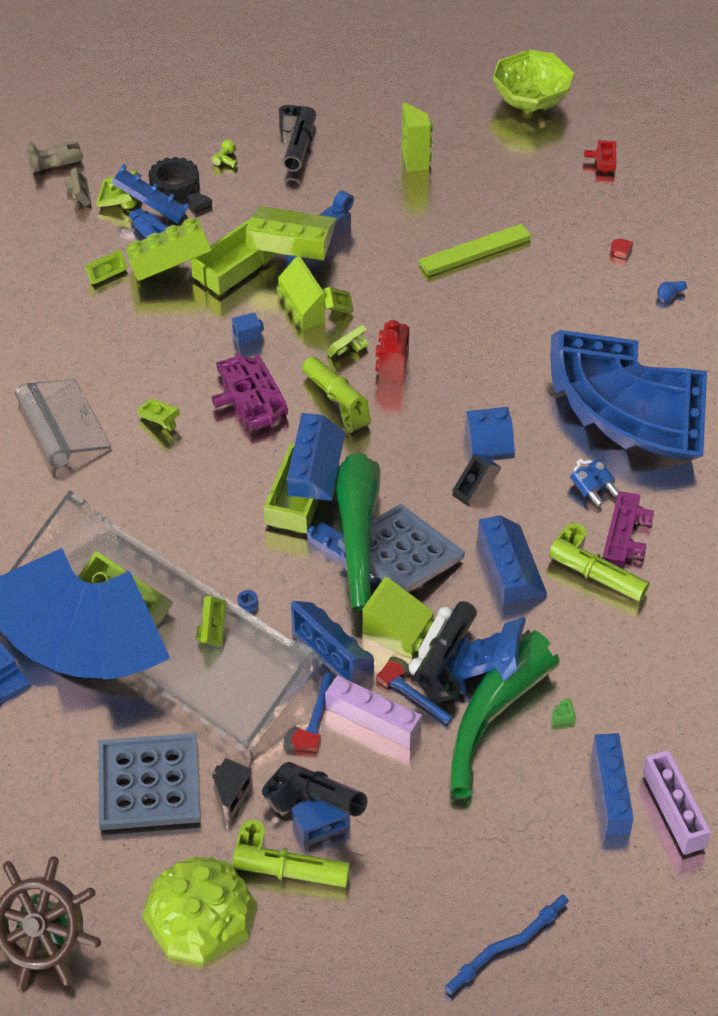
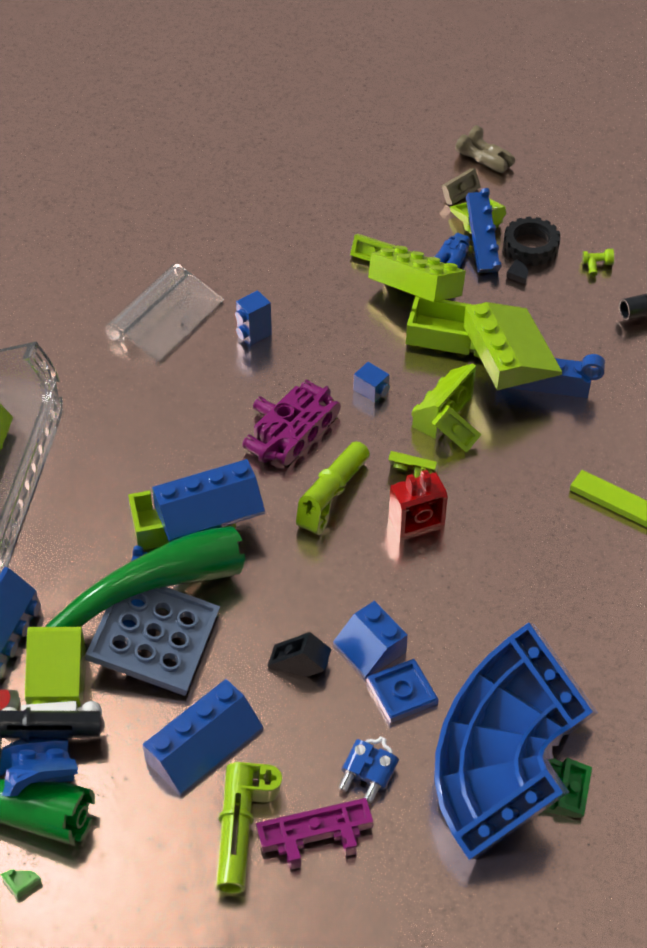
camera: 60 degrees right, 0 degrees up
(127, 363) = (253, 318): none -> blue brick
(160, 413) = (213, 371): lime hinge -> none
(244, 596) = (29, 550): blue bush -> none
(539, 438) = (402, 690): none -> blue tile

